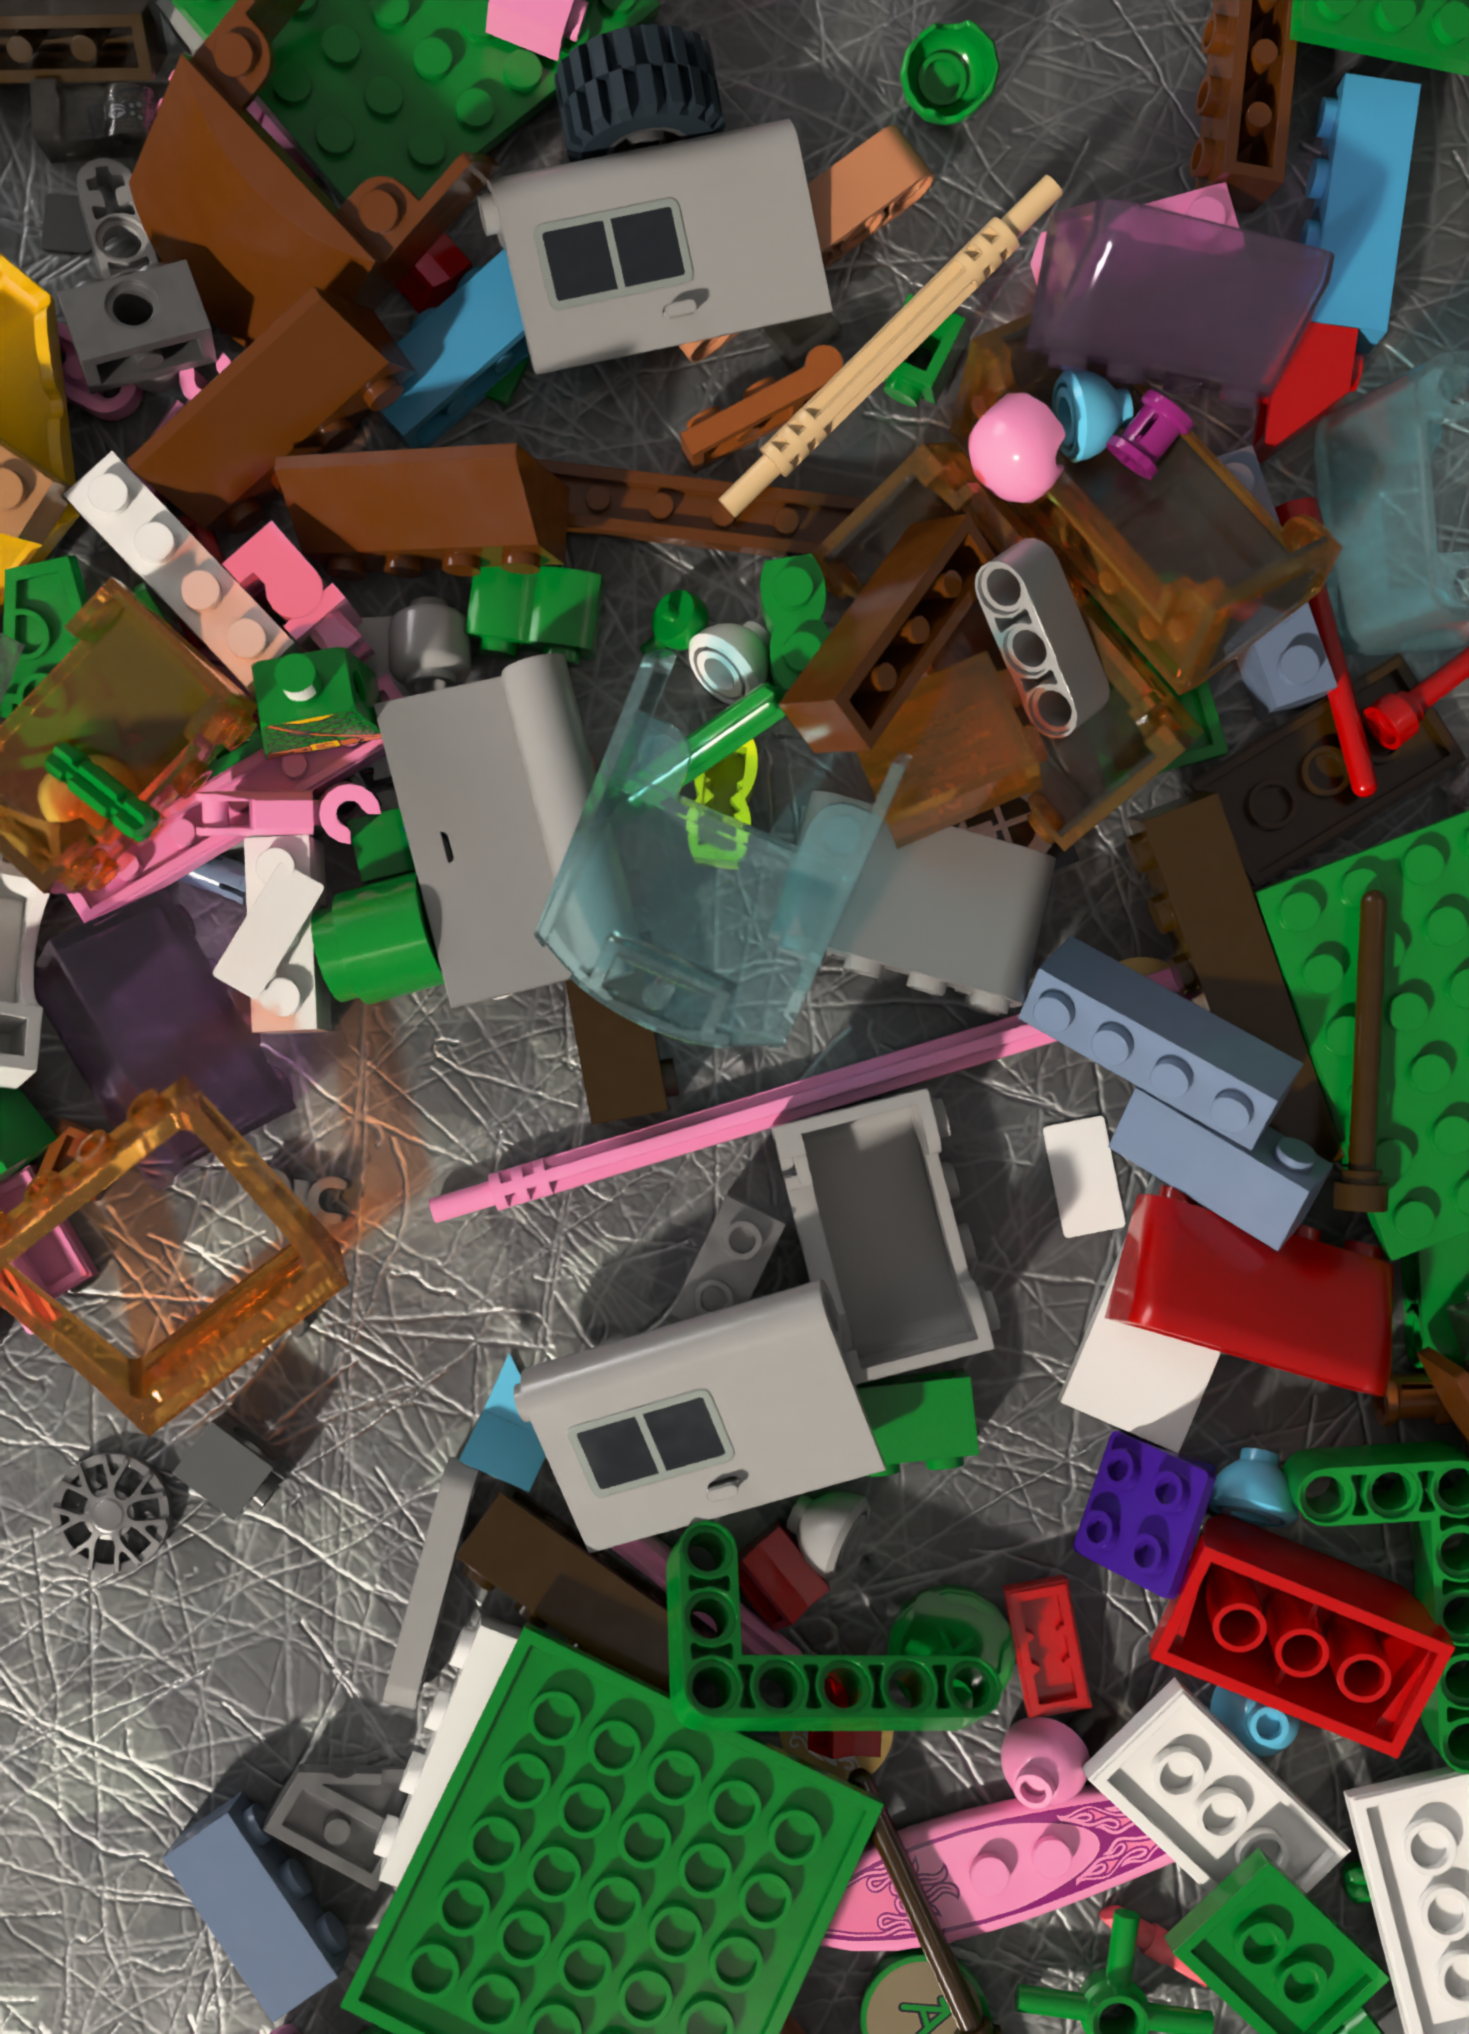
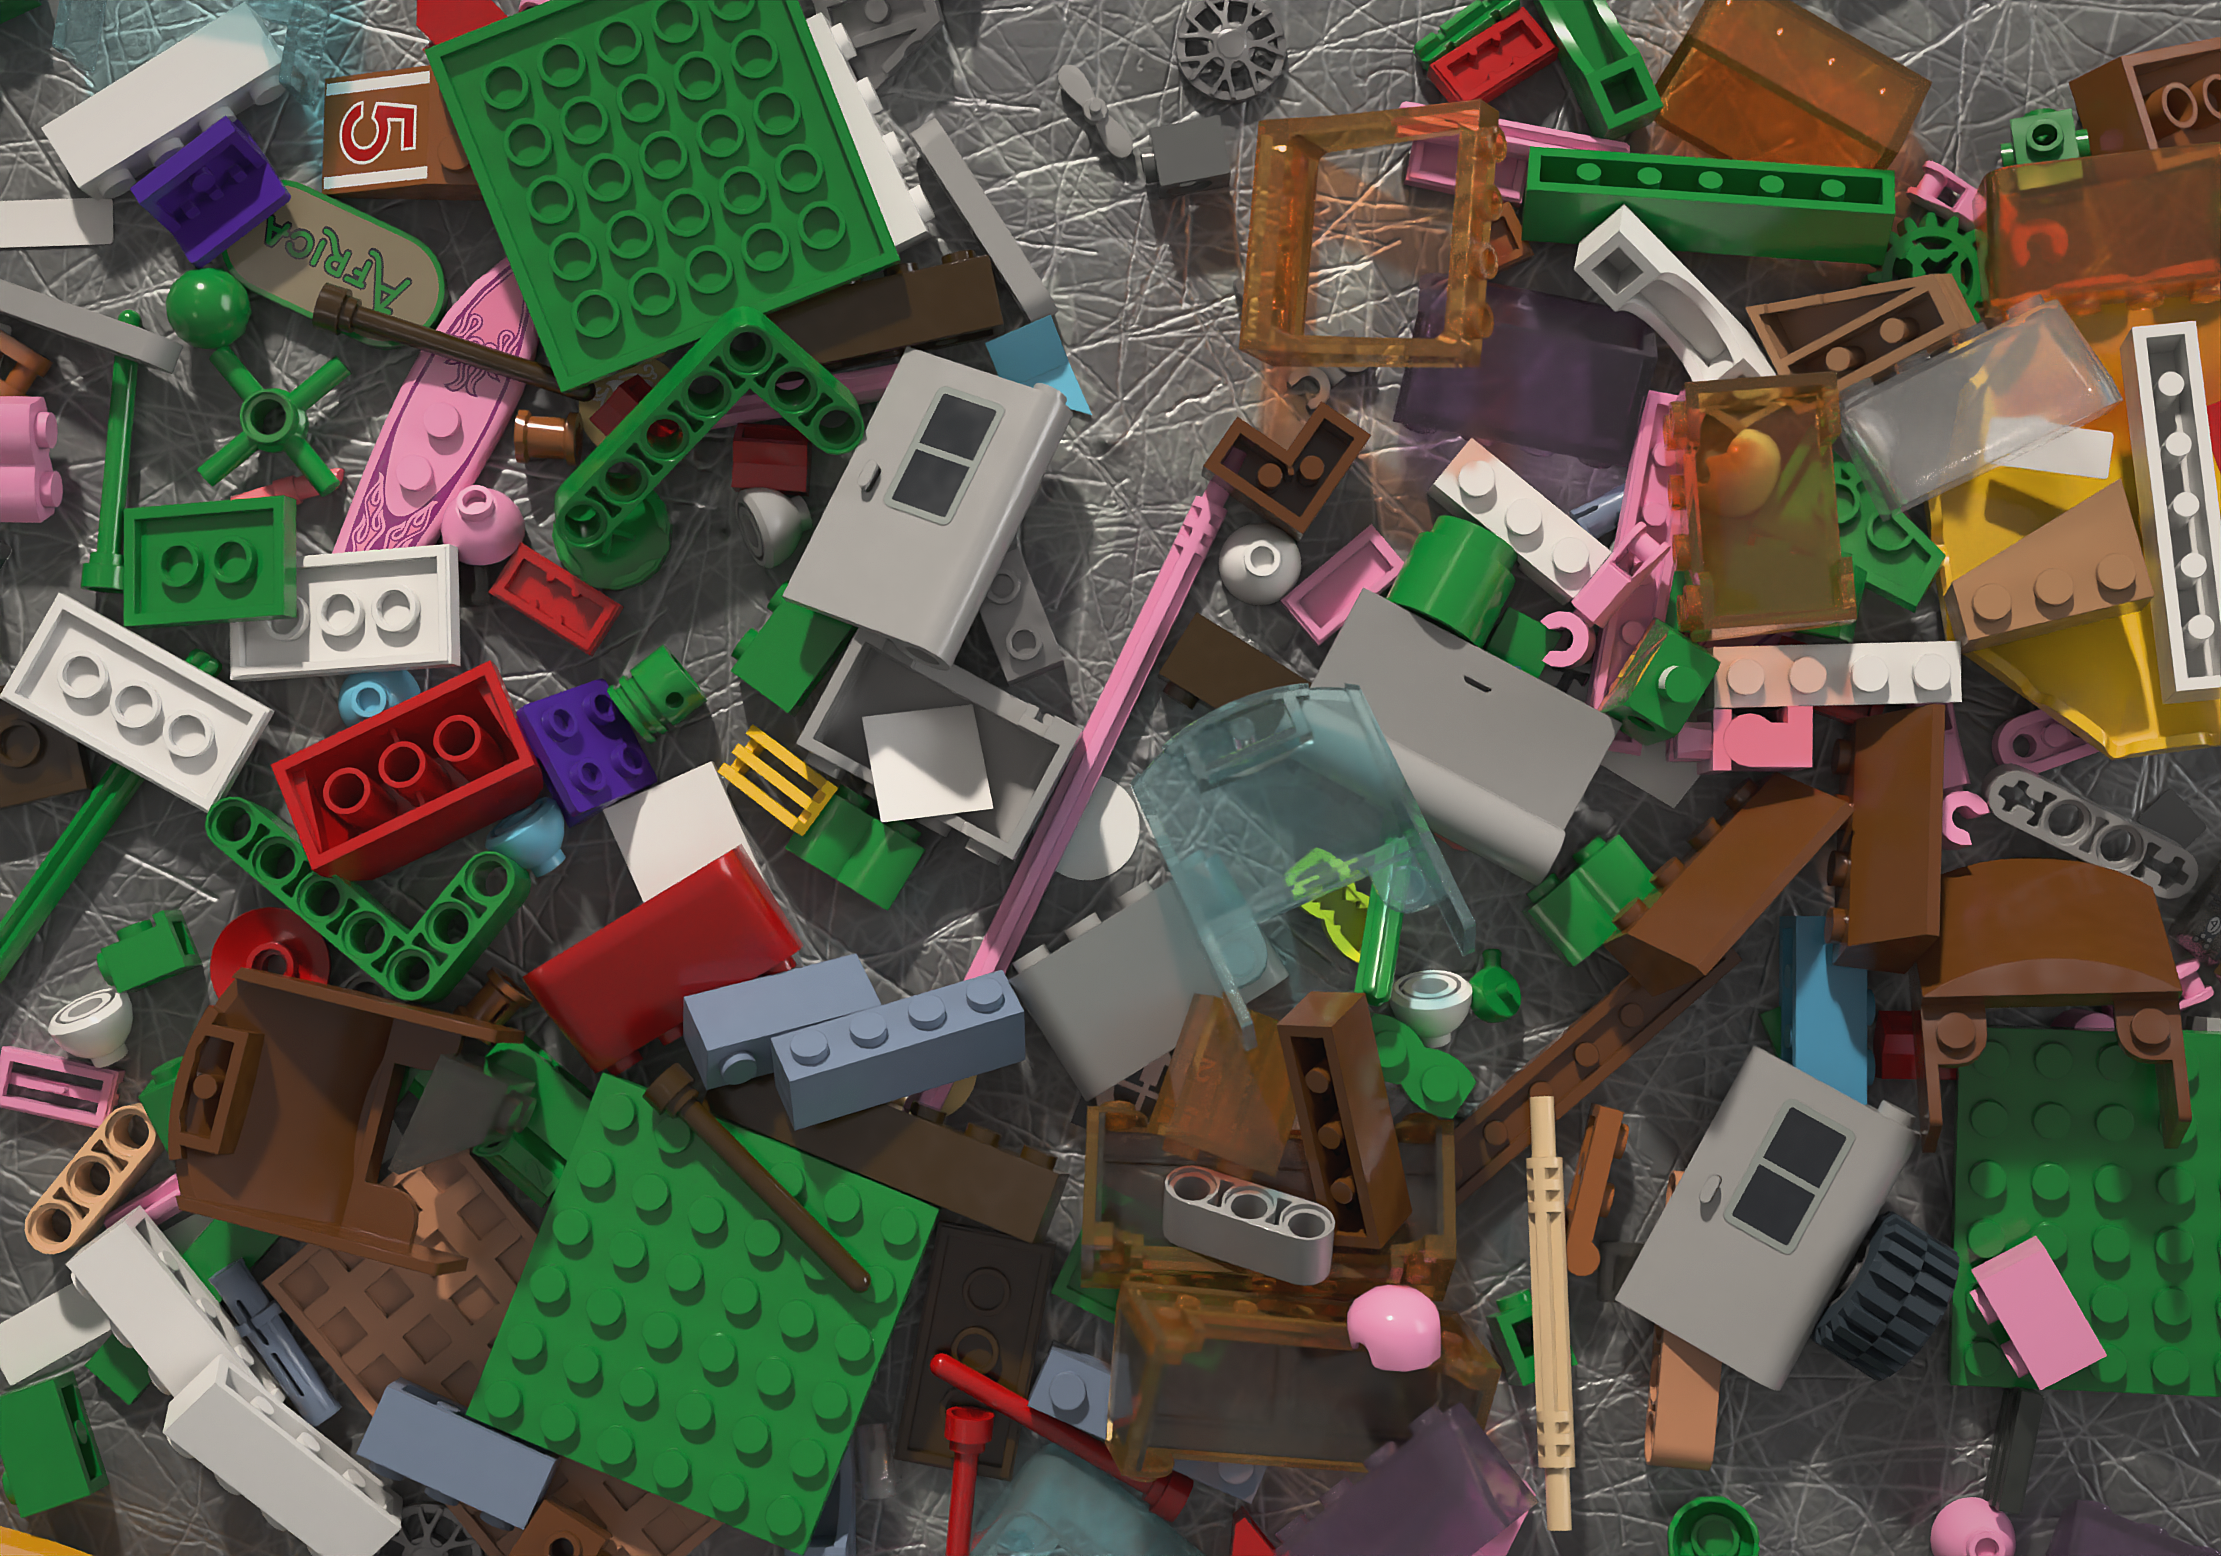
camera: 135 degrees right, 0 degrees up
(102, 791) = (1723, 483): green axle -> none
(122, 354) = (2028, 767): flat silver brick -> none
(262, 1573) = (1095, 112): none -> light grey piece
(268, 931) = (1530, 510): white sticker -> none
(421, 1142) = (1292, 483): none -> reddish brown brick
(429, 646) = (1632, 801): light grey head -> none
(475, 1032) = (1330, 592): none -> bright pink tile
(507, 1111) = (1259, 564): none -> white brick
(834, 1038) = (1103, 835): none -> white sticker
(907, 1228) = (927, 763): none -> white sticker
(924, 1774) = (548, 437): none -> dark orange bush
(1023, 1224) = (860, 849): none -> green brick
(1031, 1374) = (748, 757): none -> yellow tile
(1049, 1495) = (657, 694): none -> green piece
(1084, 1176) = (848, 921): white sticker -> none
(1089, 412) = (1375, 1408): medium azure brick -> none
(1149, 434) = (1322, 1432): magenta bush -> none

